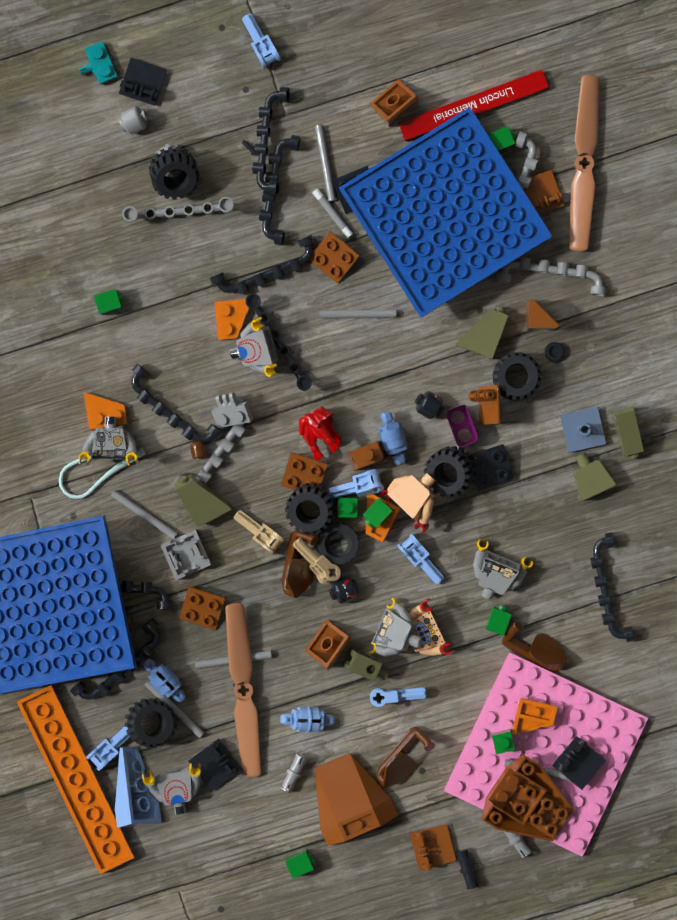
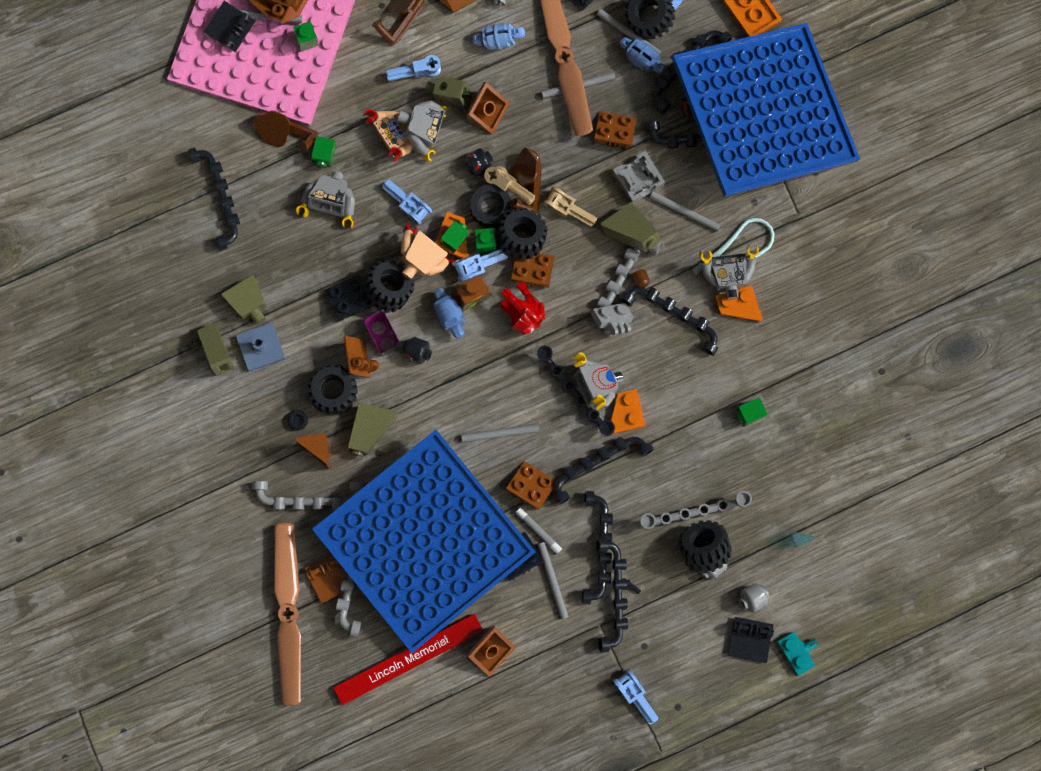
camera: 175 degrees right, 10 degrees down
(79, 170) = (800, 539): none -> clear light blue slope
(503, 138) = (375, 627): green brick -> none
(533, 715) = (279, 65): orange wing -> none

